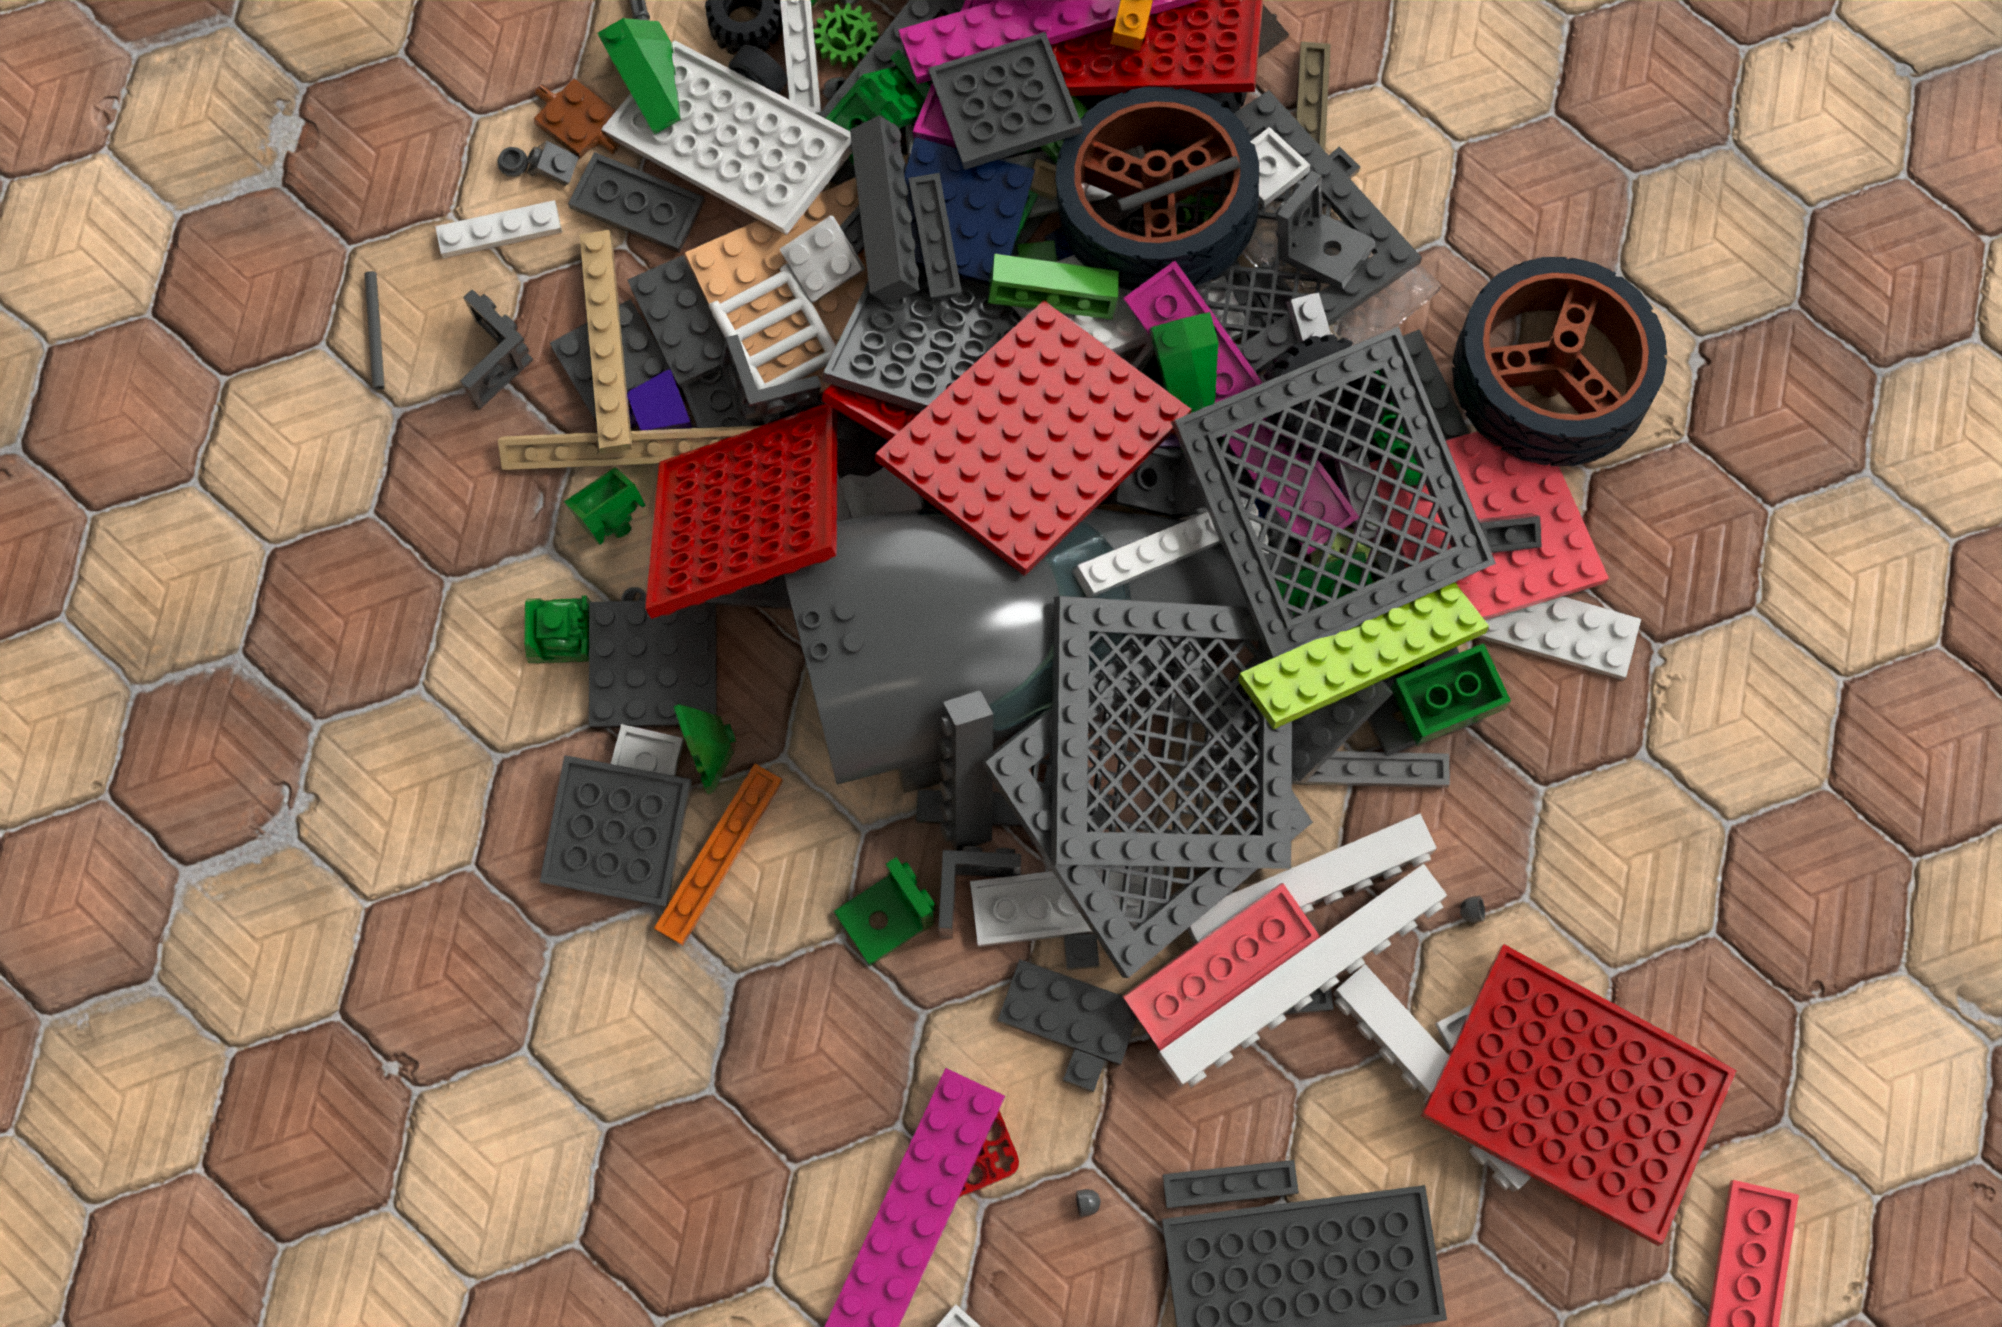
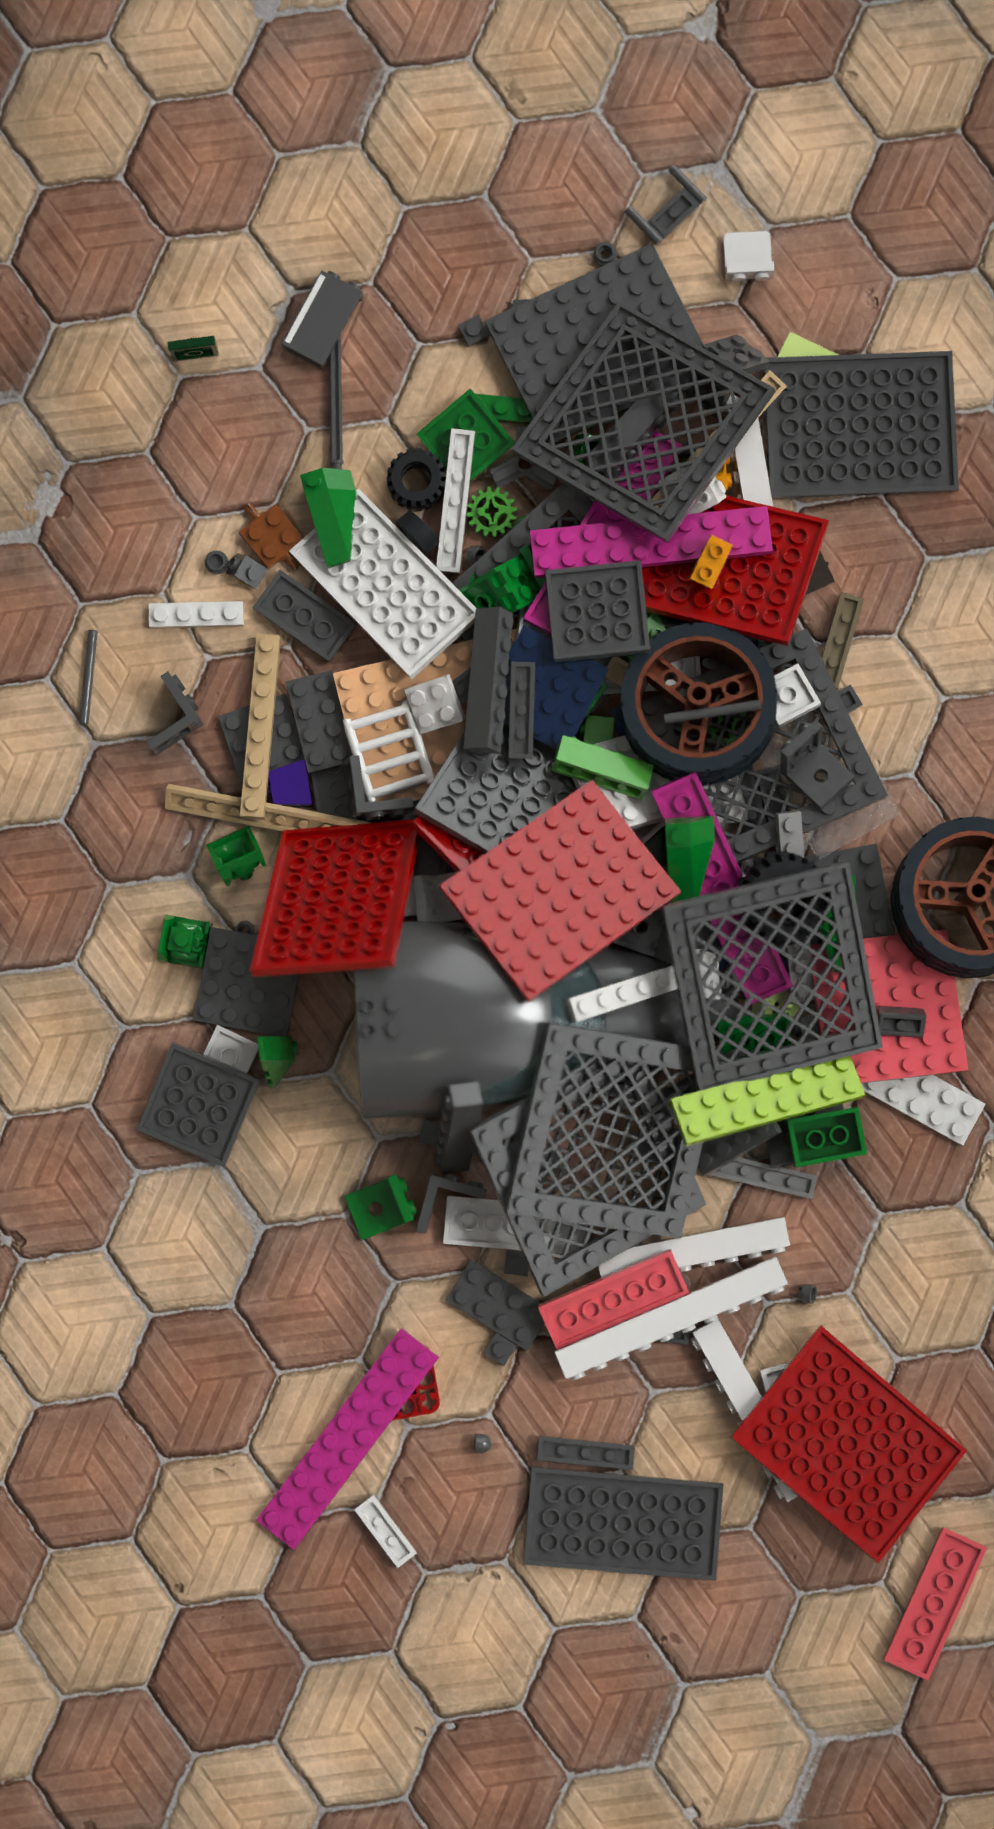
camera: 15 degrees right, 10 degrees up
(718, 854) = (269, 1136): orange plate -> none

